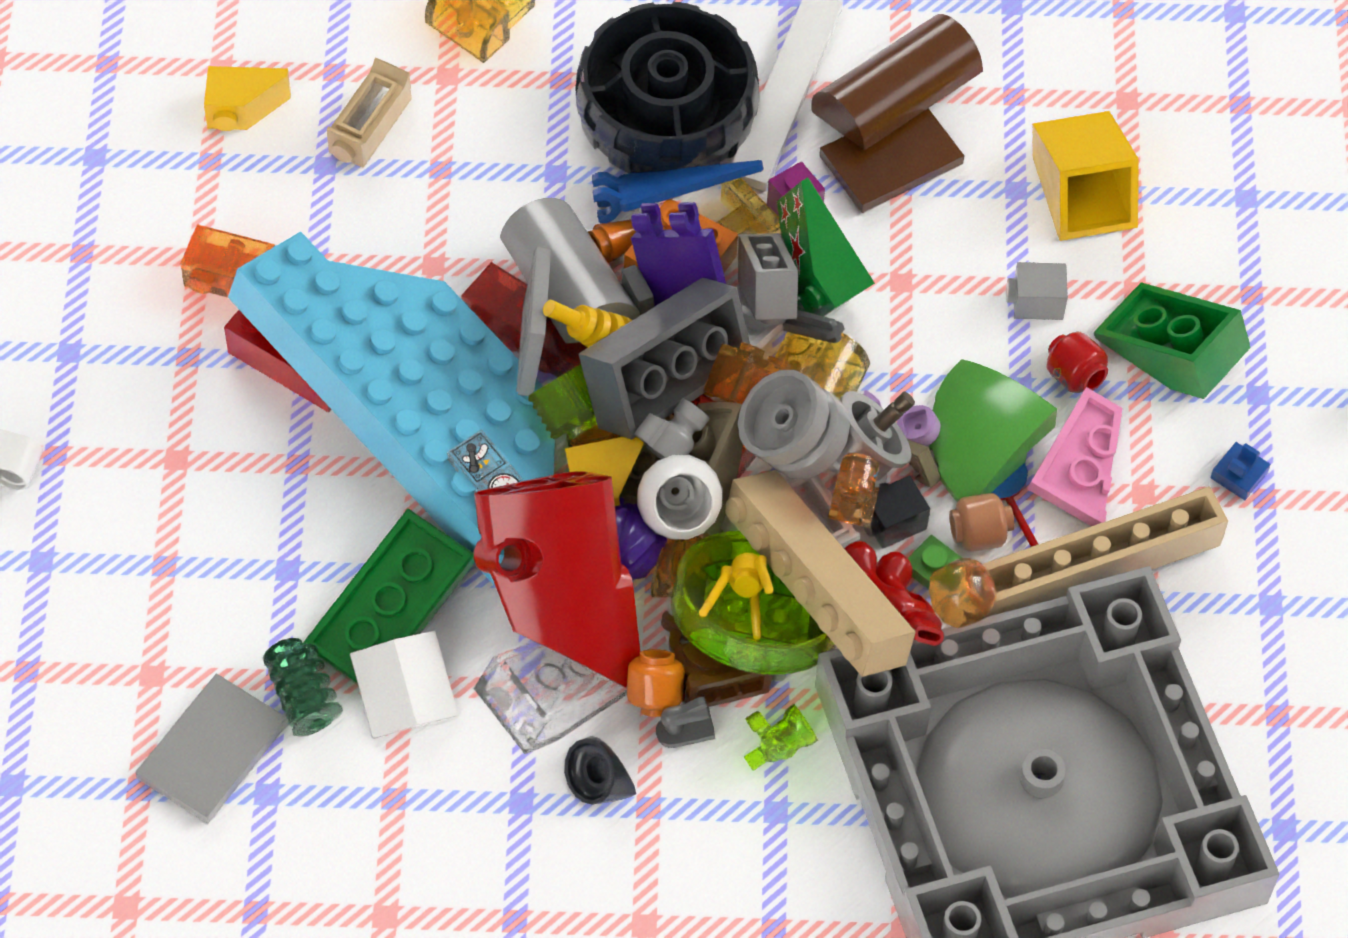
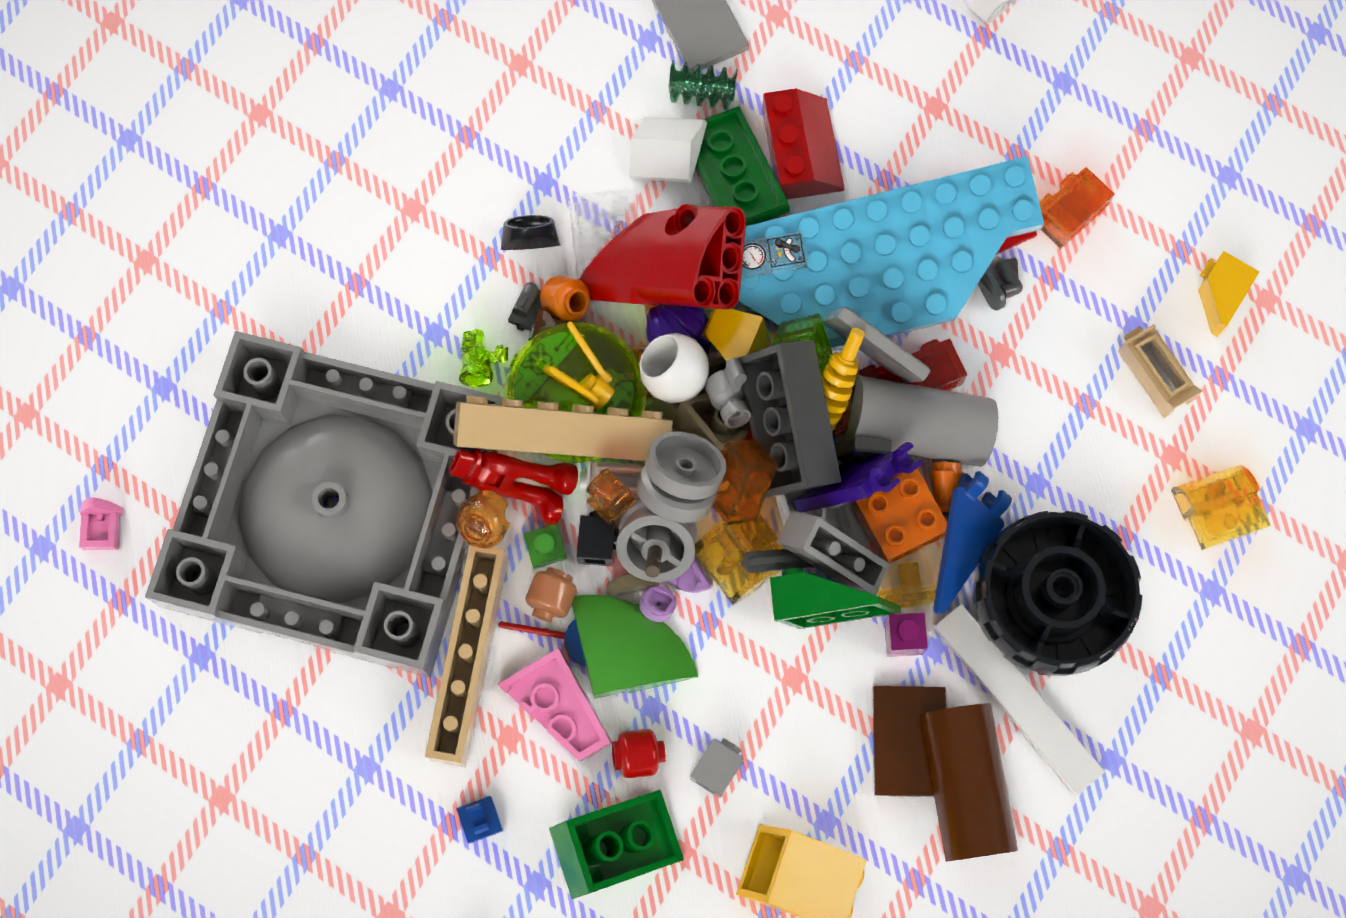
camera: 125 degrees right, 15 degrees up
(313, 557) = (801, 143): none -> red slope

